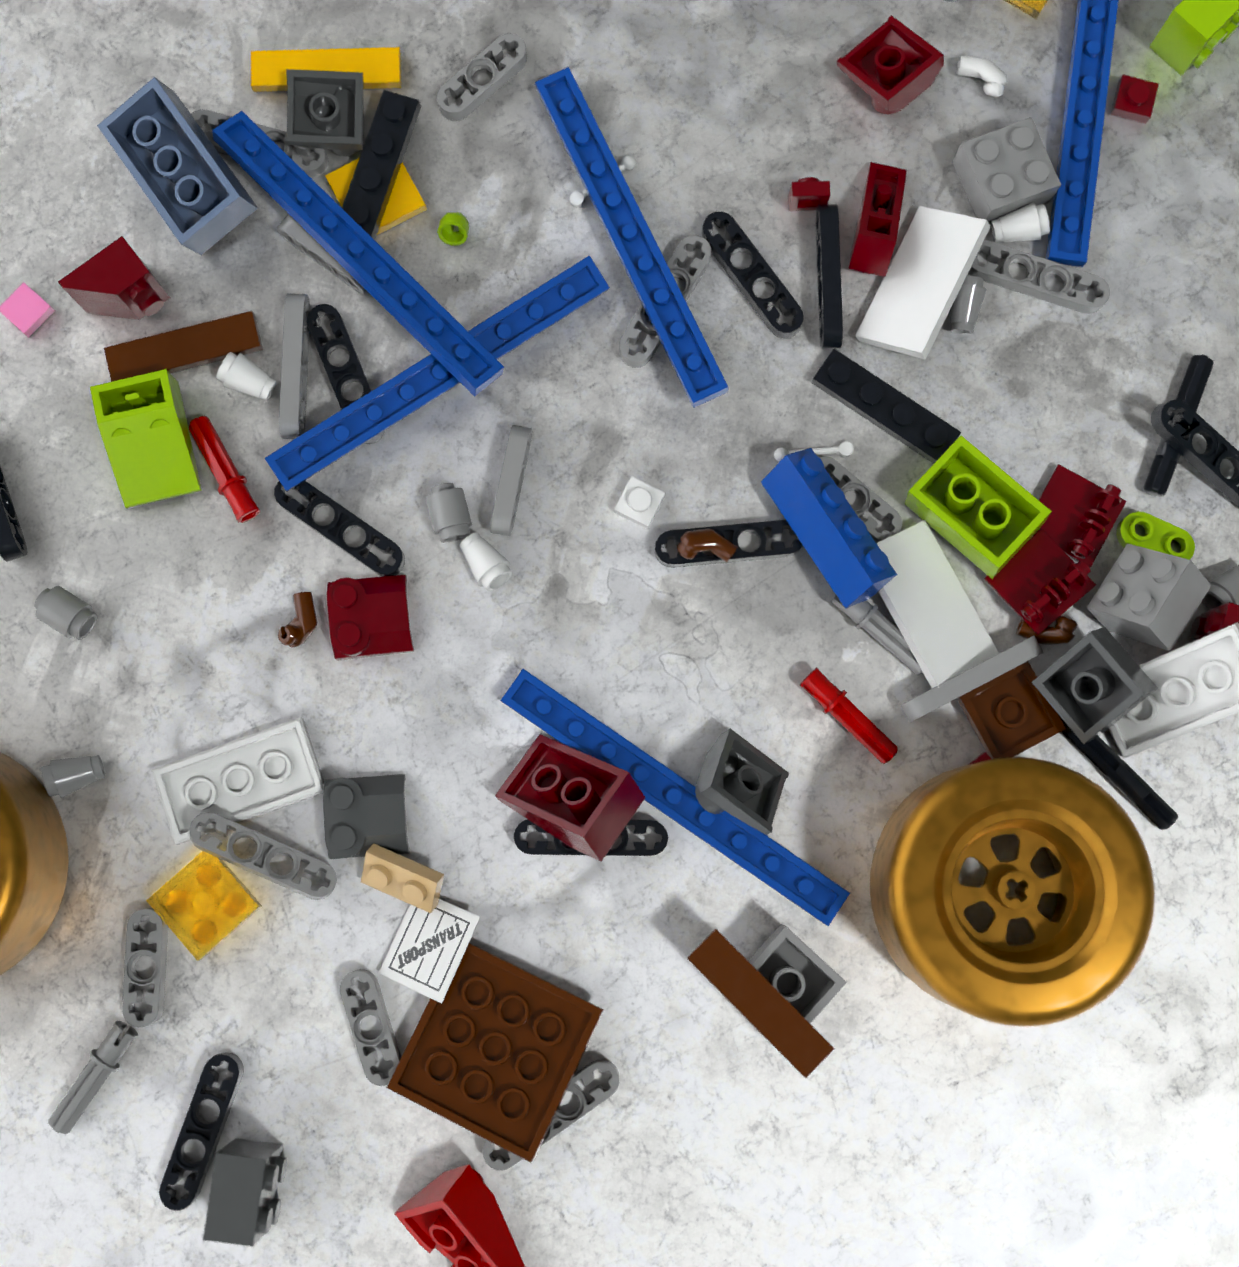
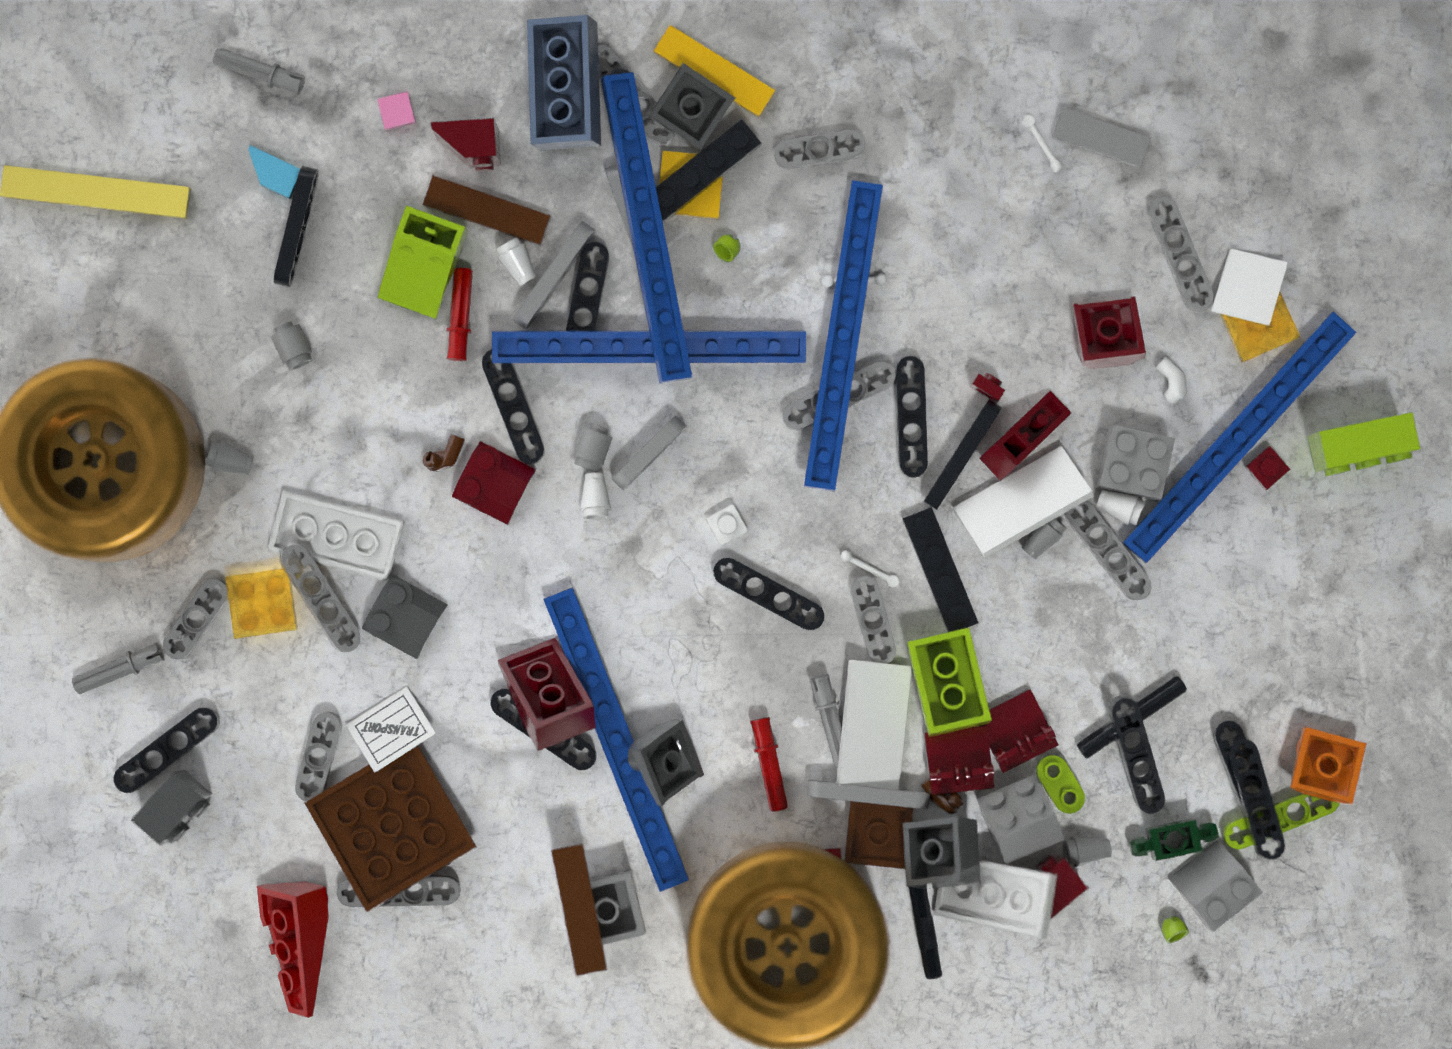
camera: 35 degrees right, 5 degrees up
(402, 878) = (401, 673): tan plate -> none
(705, 540) = (751, 582): reddish brown arm -> none
(828, 527) = (838, 629): blue brick -> none

